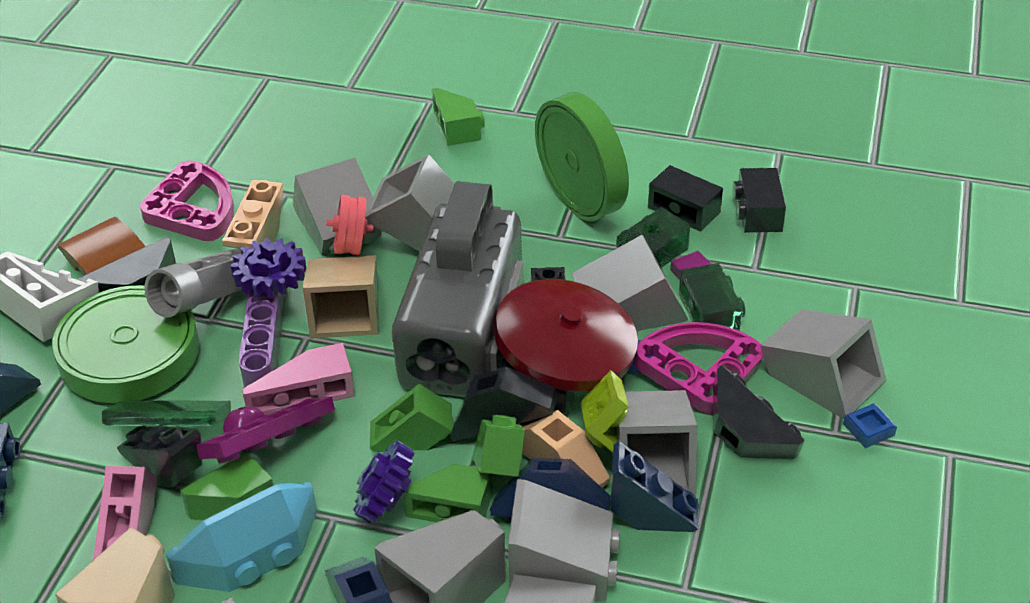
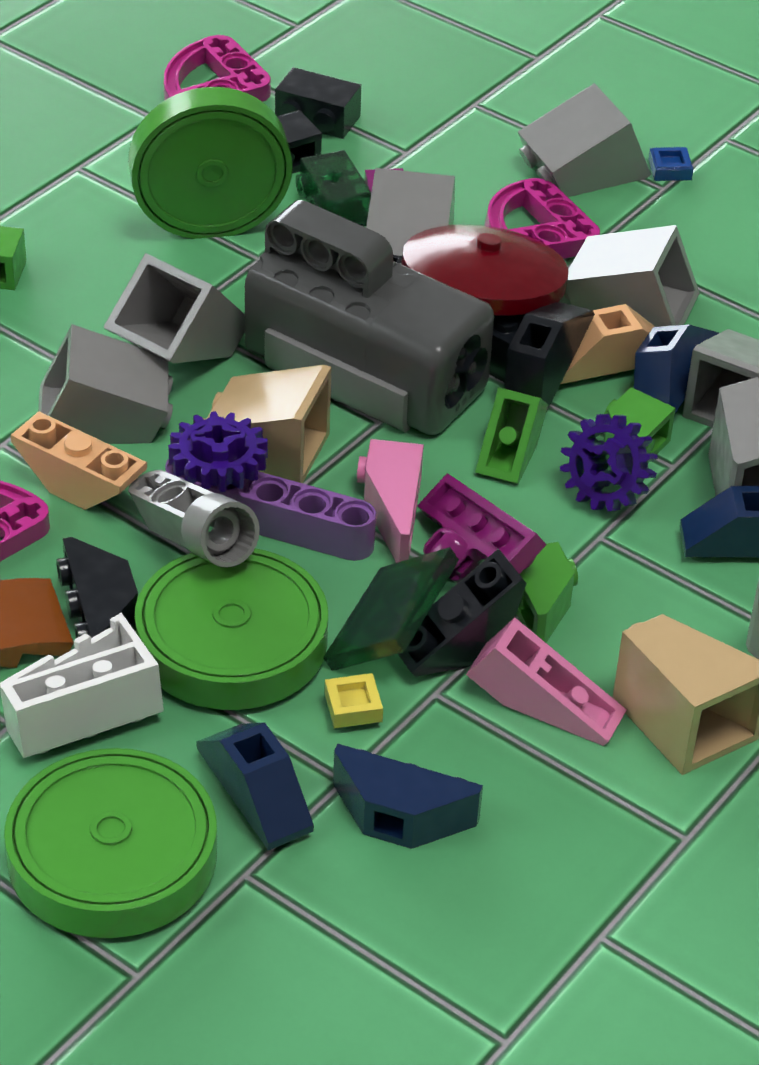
camera: 70 degrees left, 0 degrees up
(79, 427) = (353, 700): none -> light yellow plate
(246, 539) = (621, 573): medium azure wedge -> none
(349, 225) = (203, 349): coral wheel -> none
(499, 446) = (614, 367): bright green slope -> none
(604, 410) = (610, 277): lime bracket -> none
(648, 496) = (708, 300): dark blue slope -> none
(711, 296) = (472, 182): clear green brick -> none
(718, 143) = (226, 59): none -> dark pink beam
(750, 422) = (632, 210): black slope -> none

